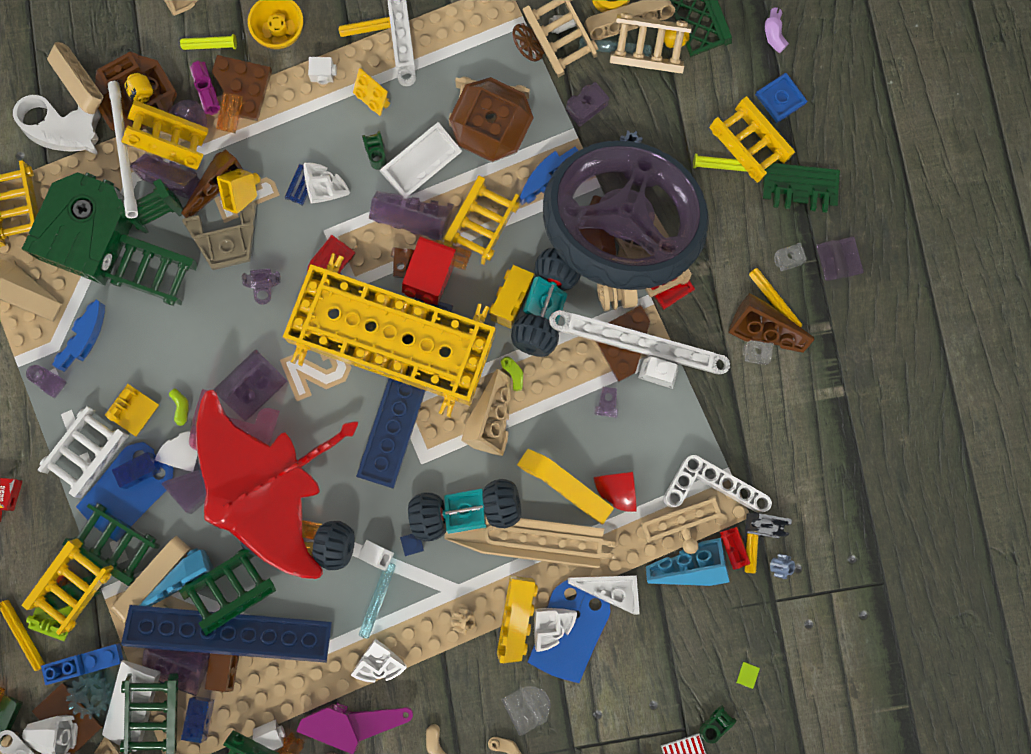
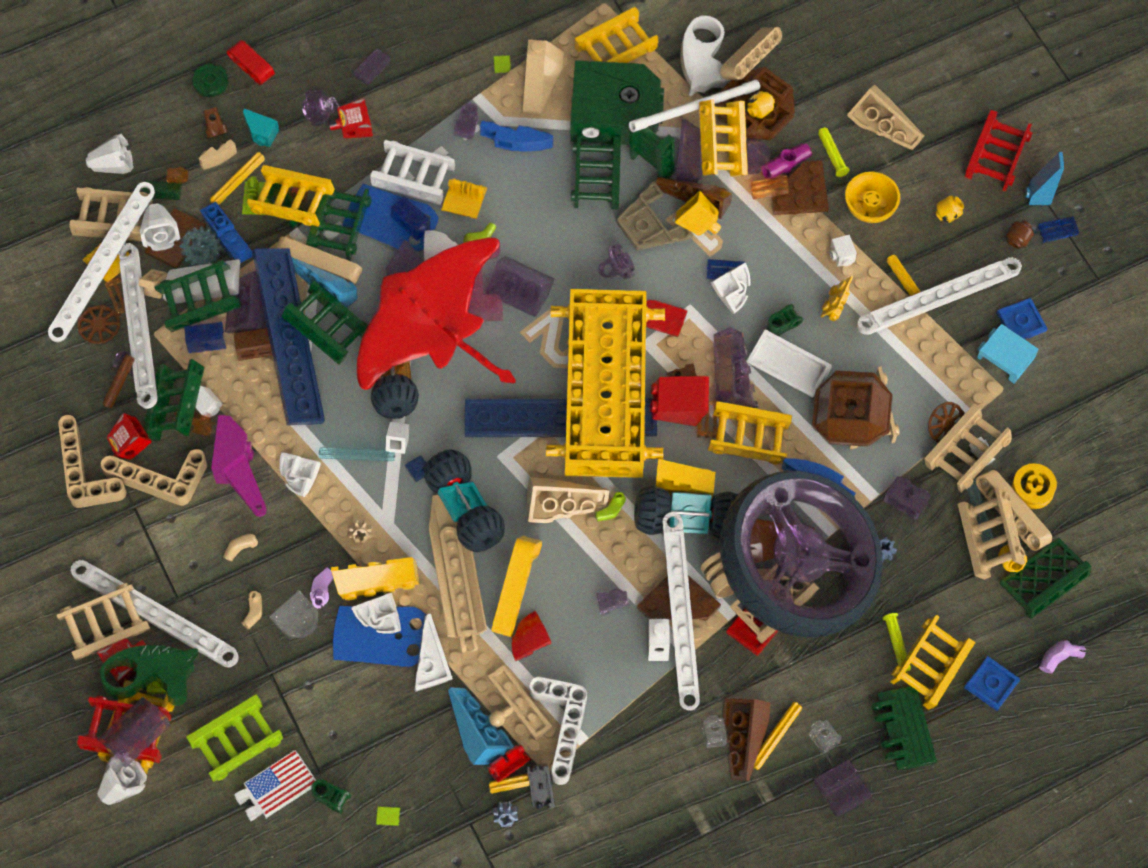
camera: 75 degrees right, 15 degrees down
(507, 677) = (319, 591): none -> lavender arm

